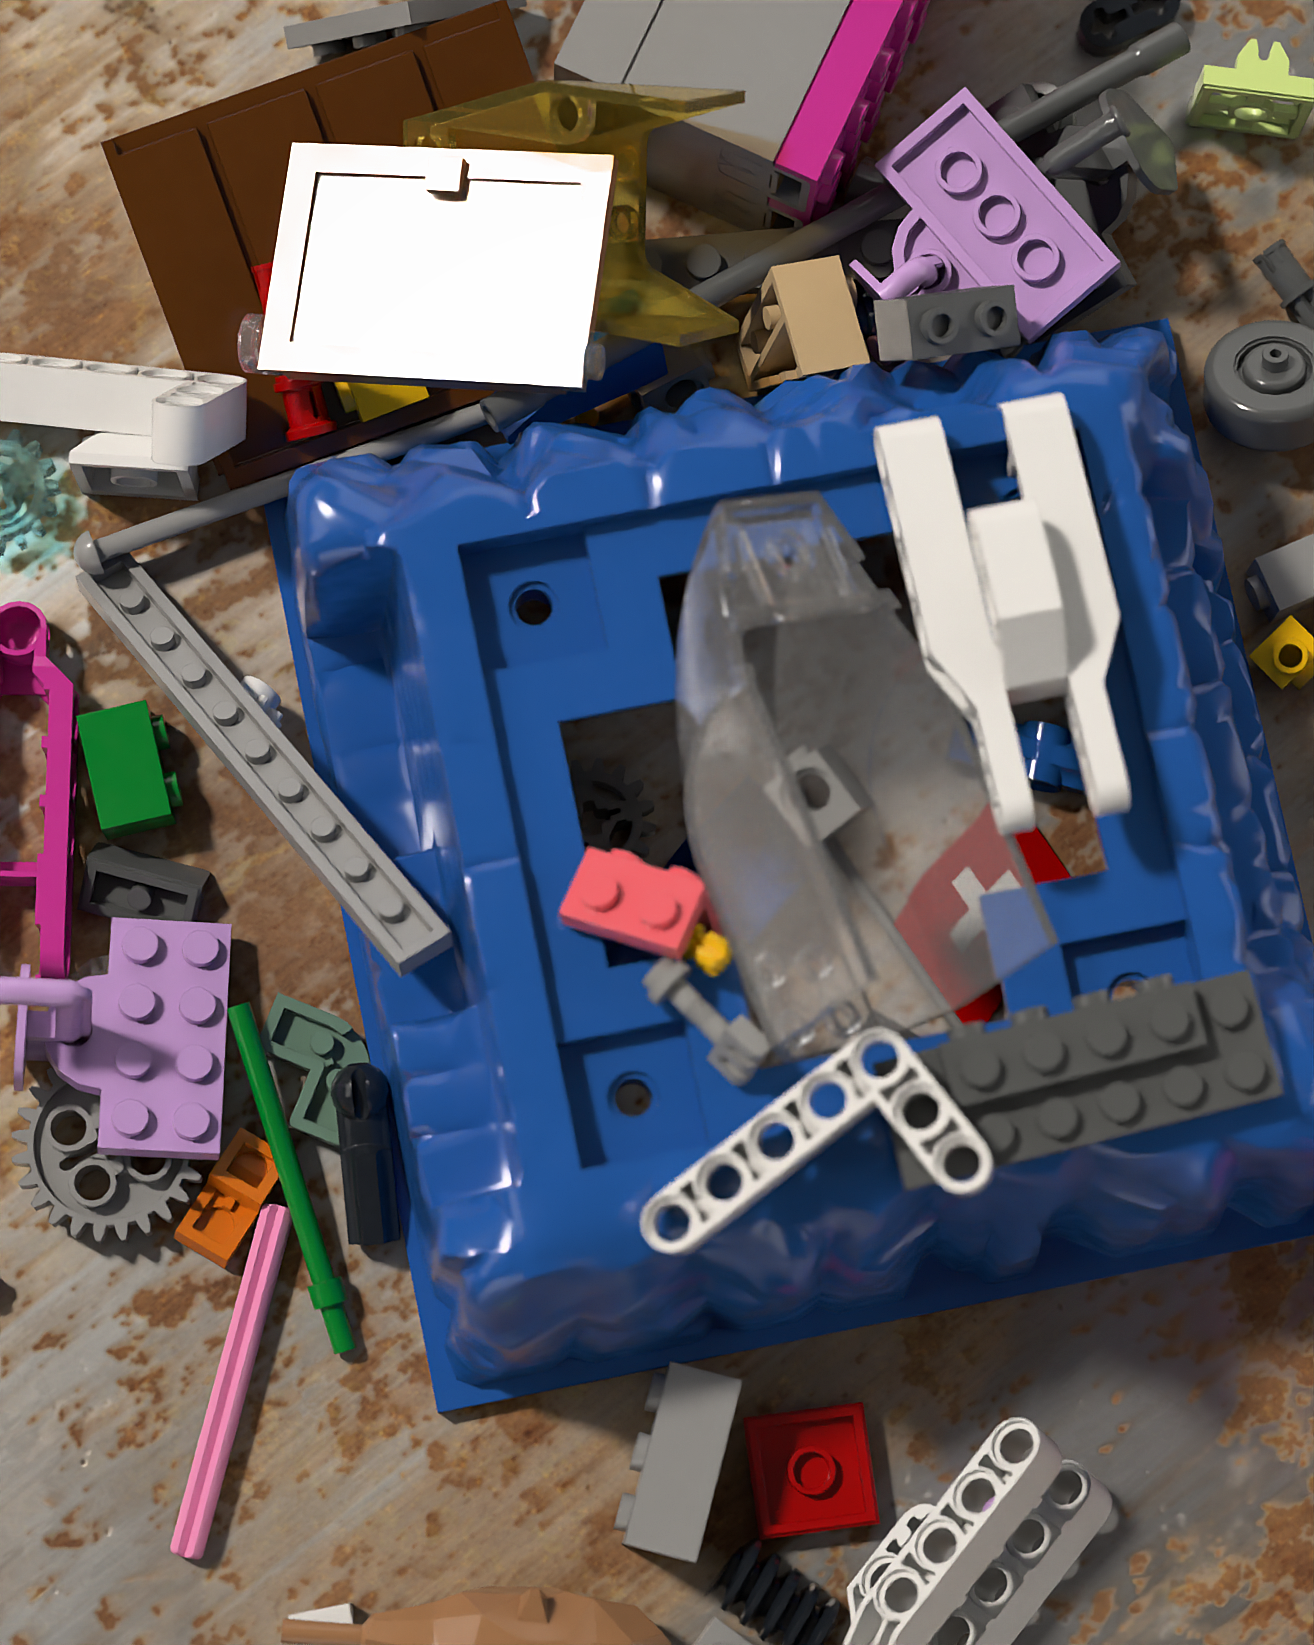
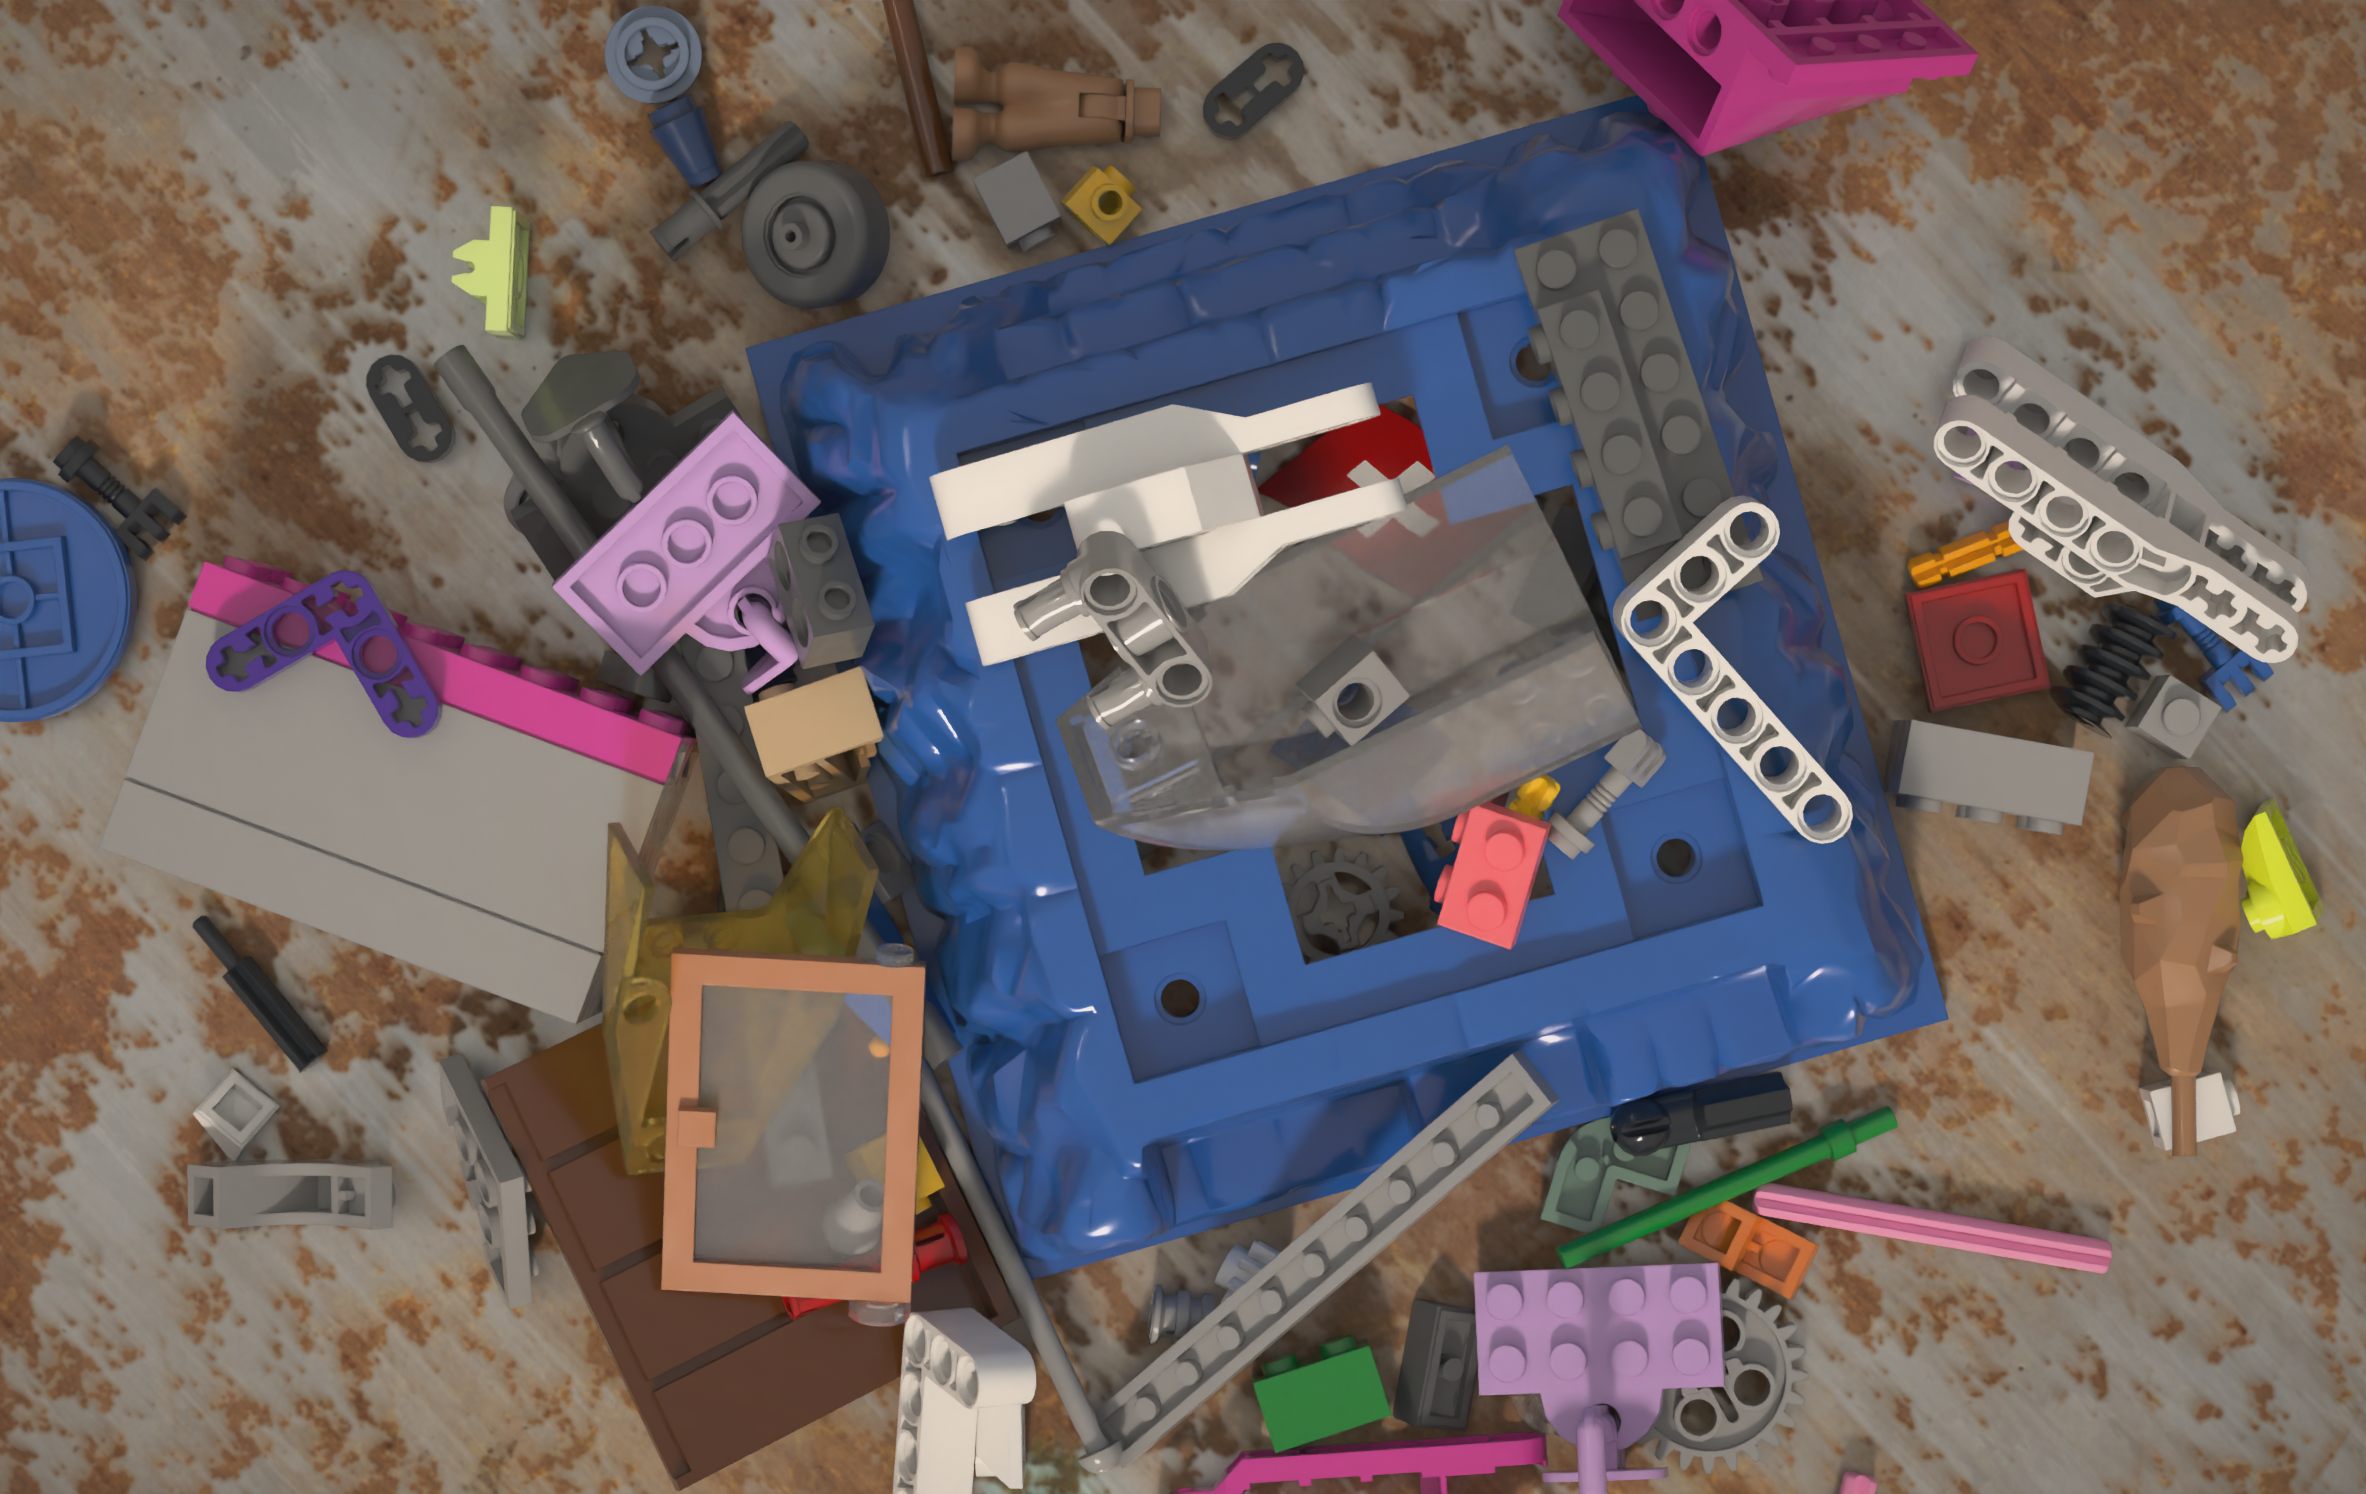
camera: 80 degrees left, 10 degrees up
(220, 634) = (1175, 1315): none -> light grey bush
(894, 1461) = (1961, 556): none -> light orange axle
(913, 556) = (1140, 620): none -> light grey piece

